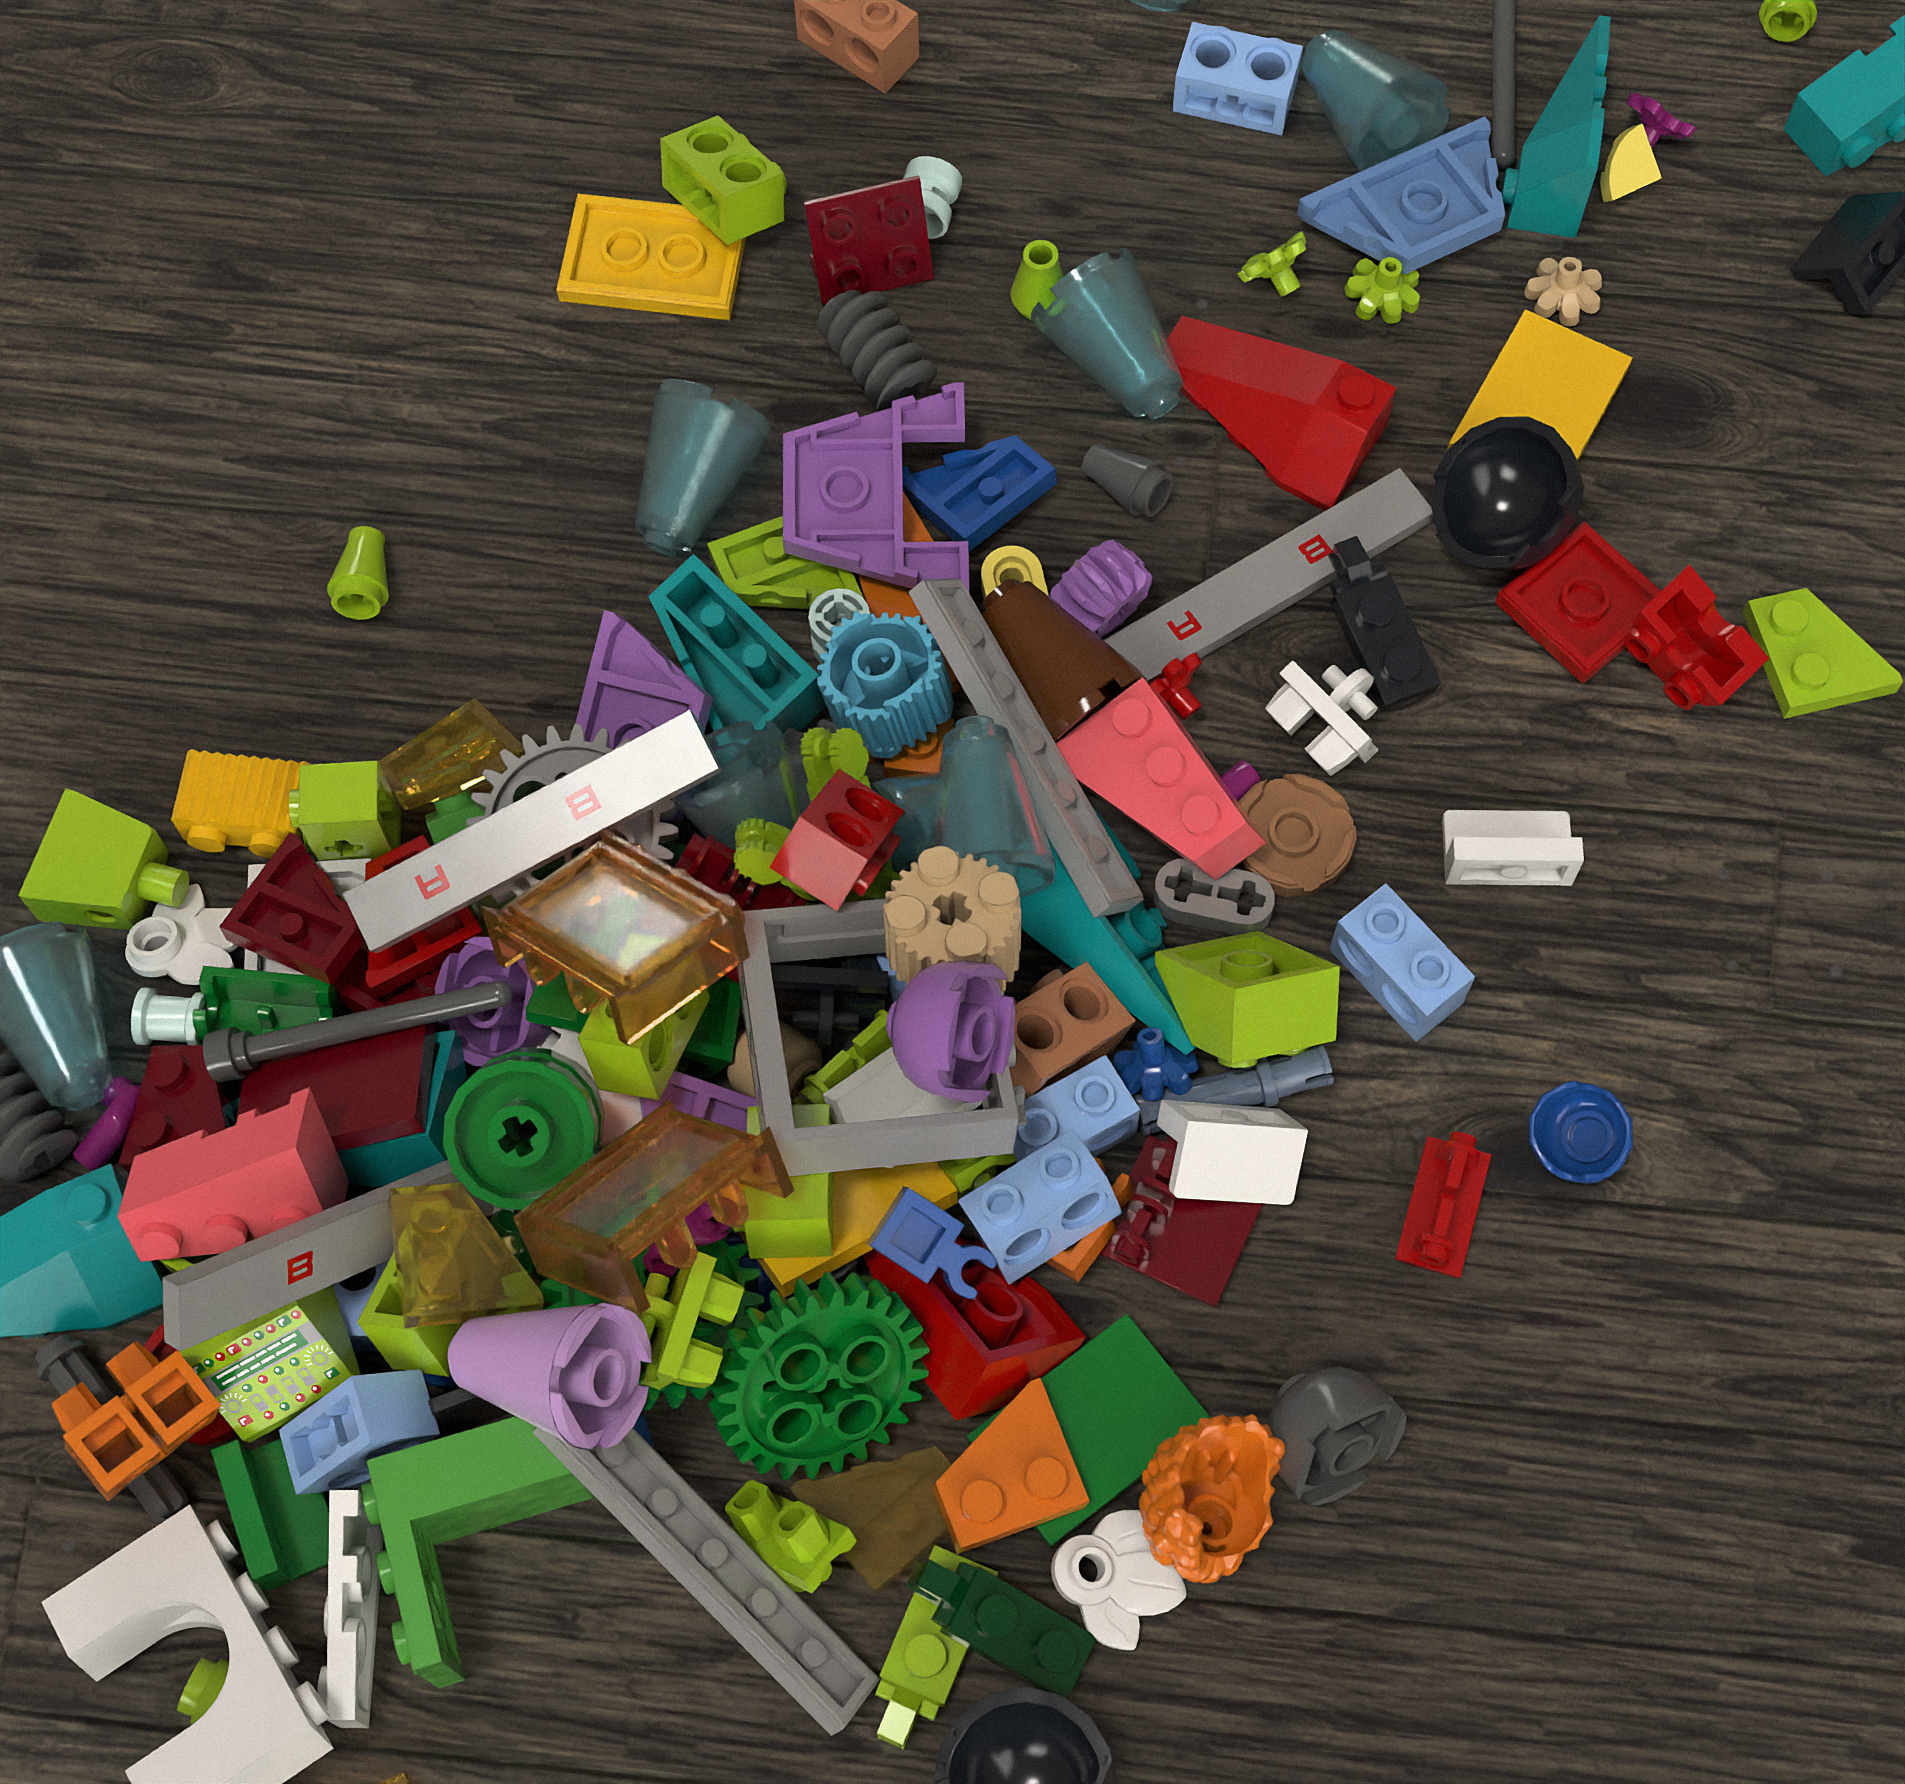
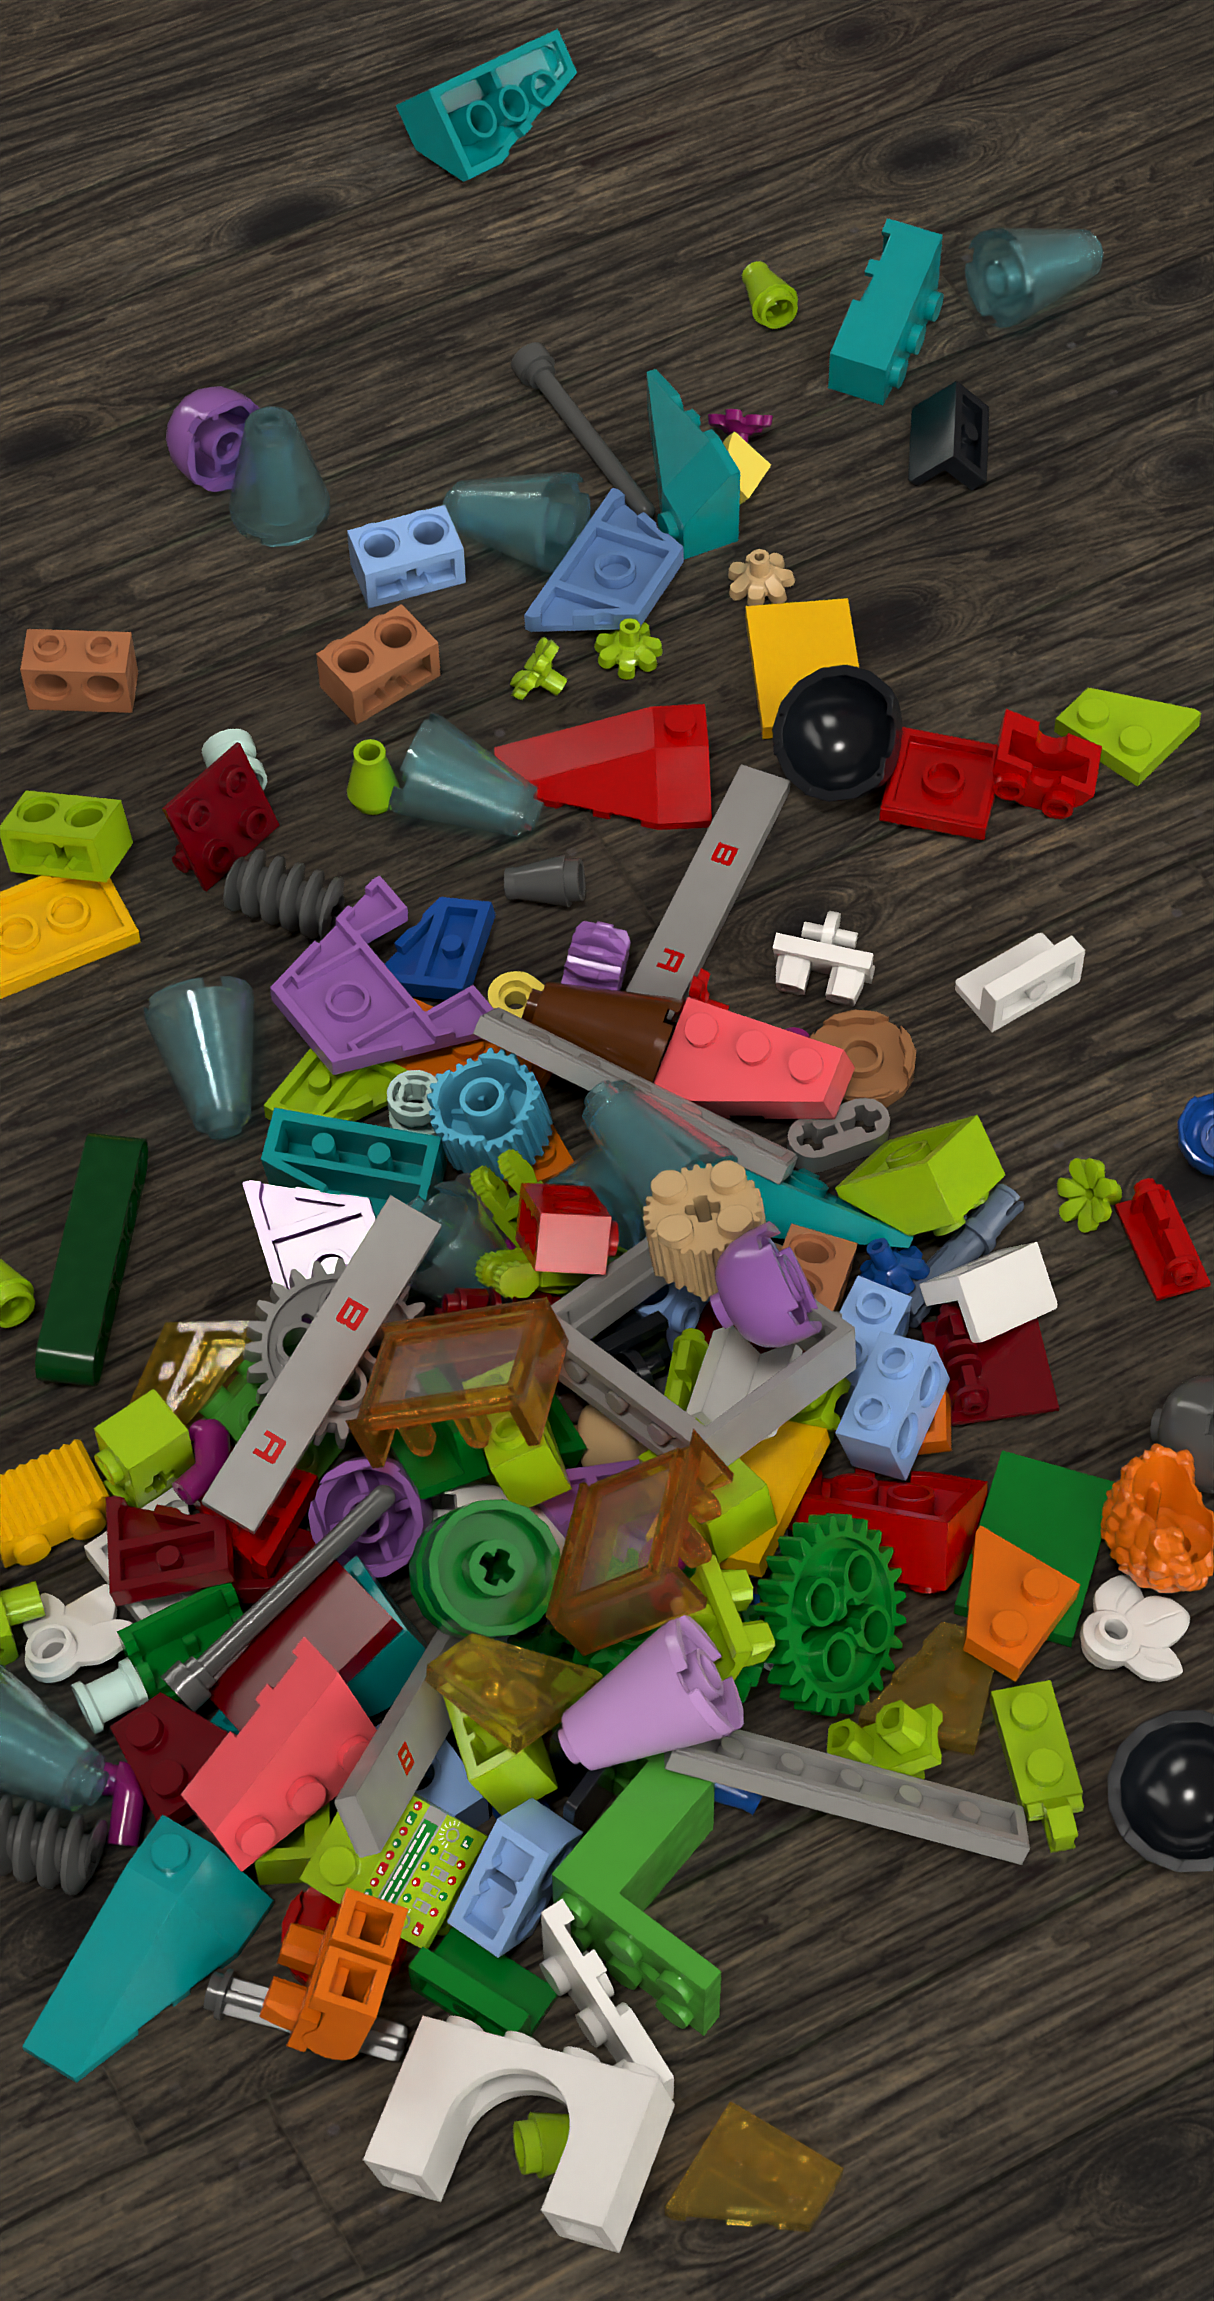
camera: 35 degrees left, 10 degrees down
(407, 838) = (211, 1452): none -> magenta arm
(456, 598) = (92, 1260): none -> dark green beam
(922, 1239) = (836, 1474): blue plate -> none
(1004, 1625) = (1079, 1706): dark green hinge -> none
(1130, 171) = (378, 664): none -> nougat brick
(1379, 627) = (810, 878): black hinge -> none
(1401, 962) = (1011, 1095): light blue brick -> none
(1406, 1110) = (1088, 1194): none -> lime plant

